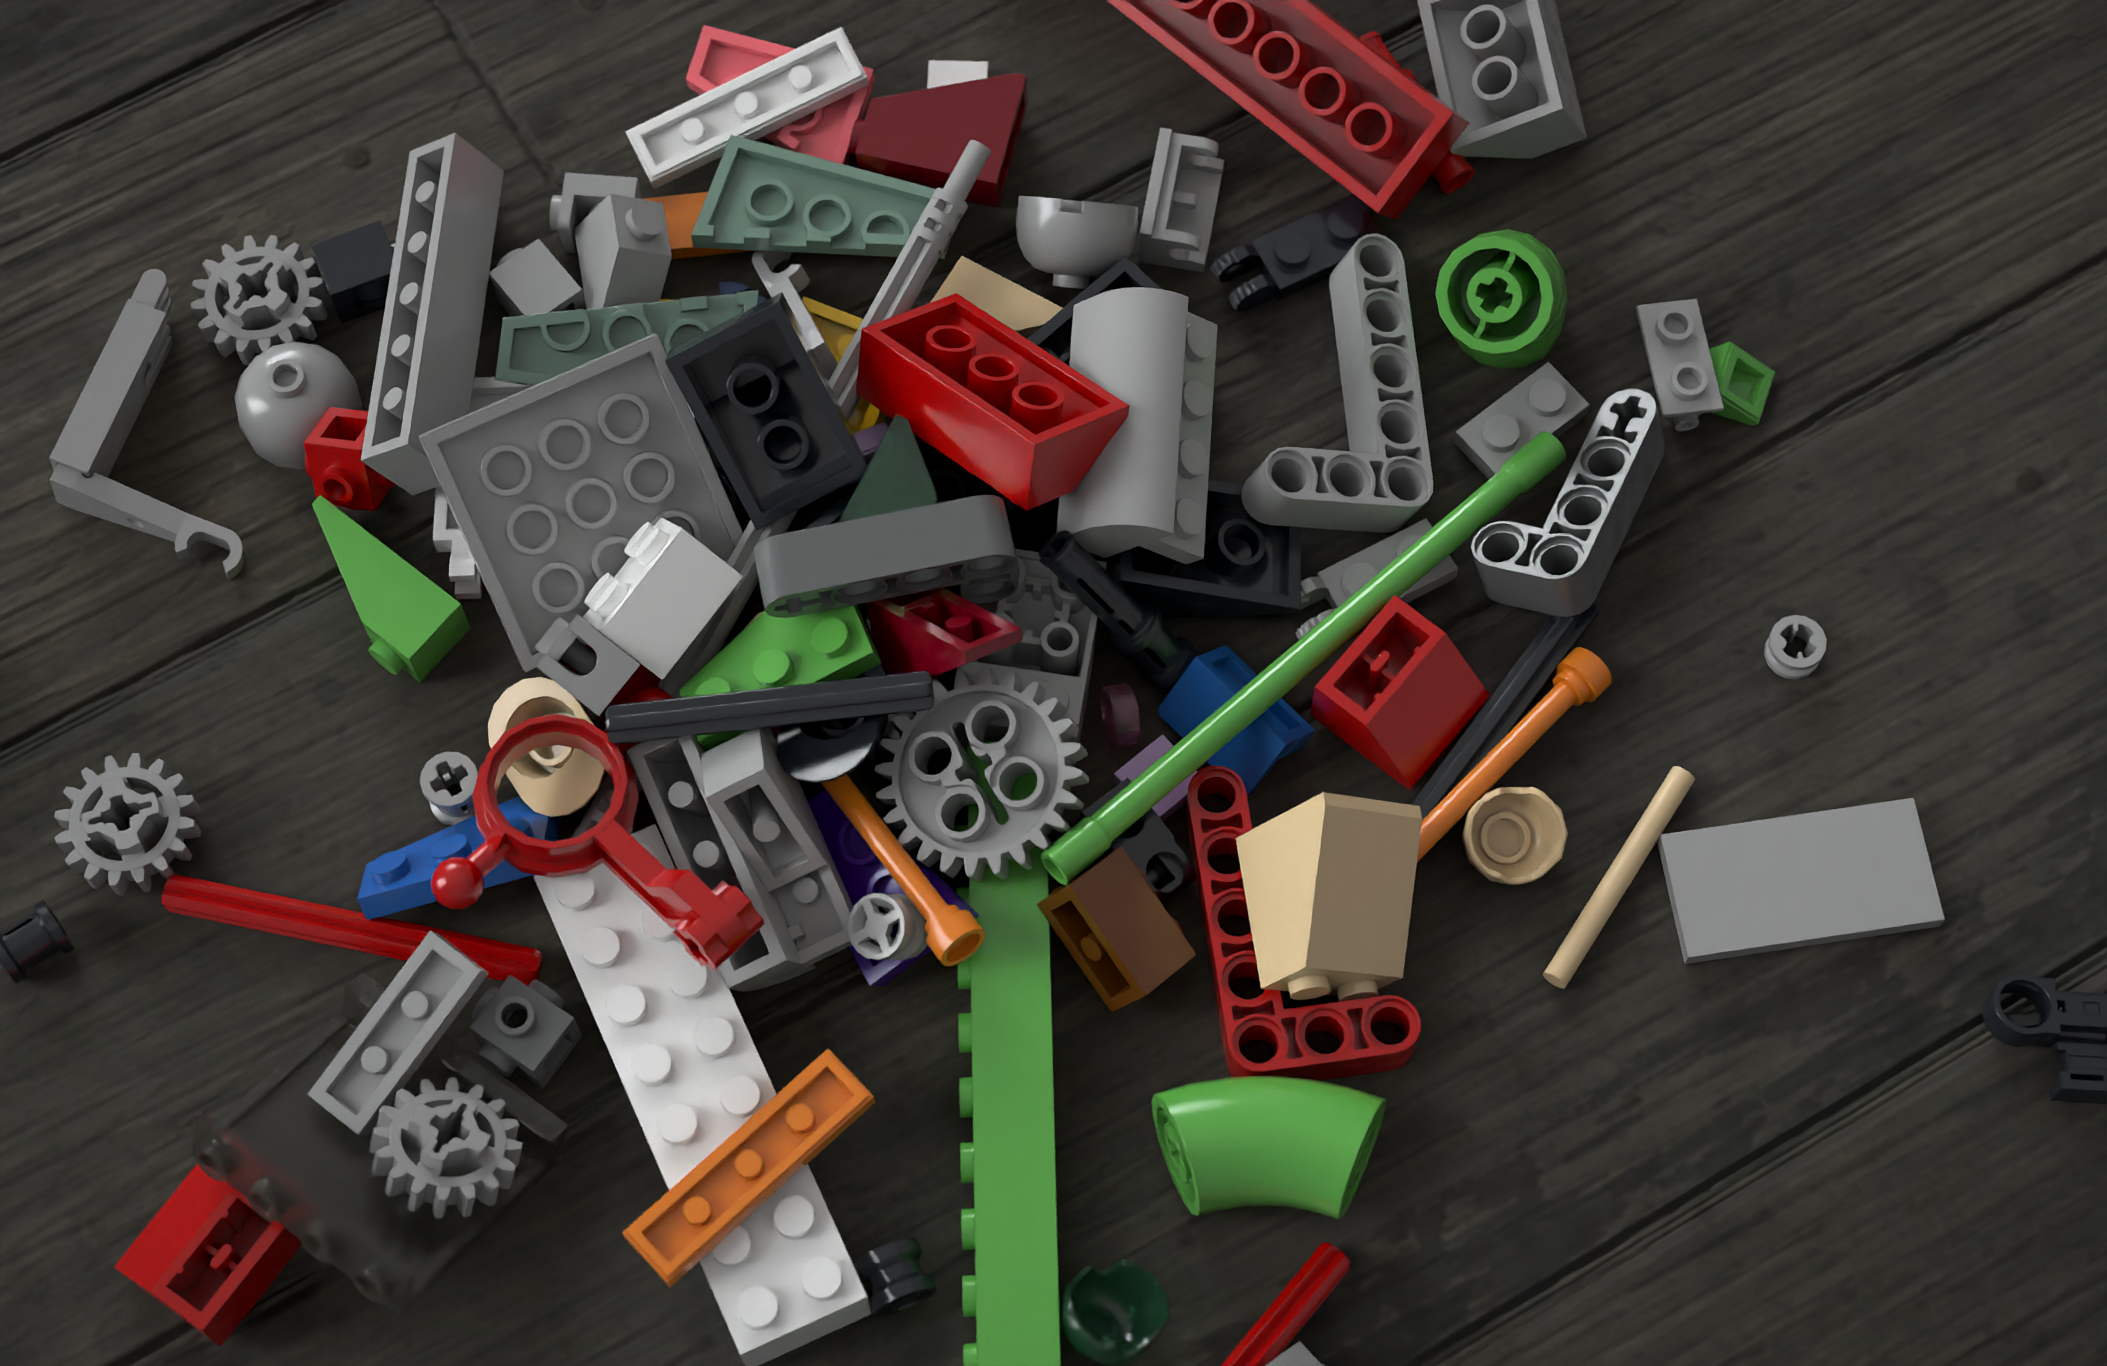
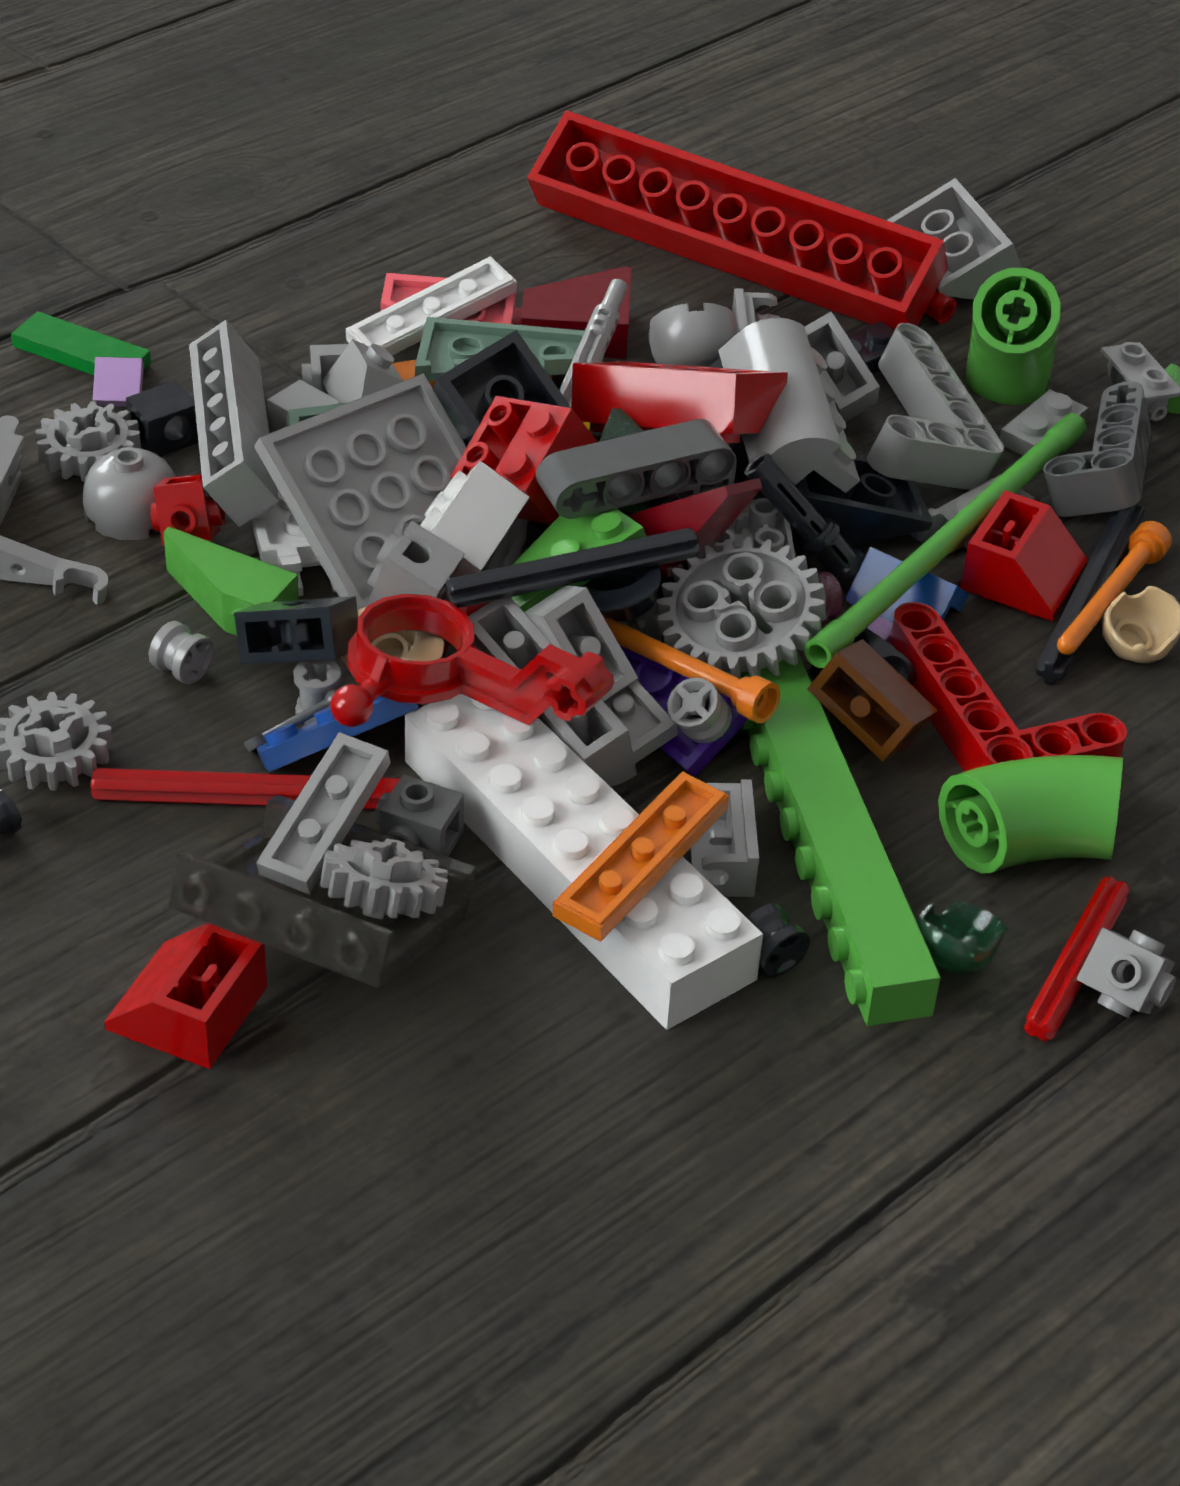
camera: 15 degrees left, 25 degrees down
(286, 107) = (72, 343): none -> green tile
(305, 697) = (181, 652): none -> light grey wheel
(317, 188) = (116, 380): none -> lavender tile
(433, 715) = (296, 630): none -> black brick
(463, 820) = (298, 719): none -> dark grey hinge
(756, 484) = (516, 440): none -> red slope
(883, 1136) = (729, 848): none -> light grey hinge
(1249, 316) = (845, 369): none -> light grey brick
(1331, 895) = (1028, 648): tan slope -> none

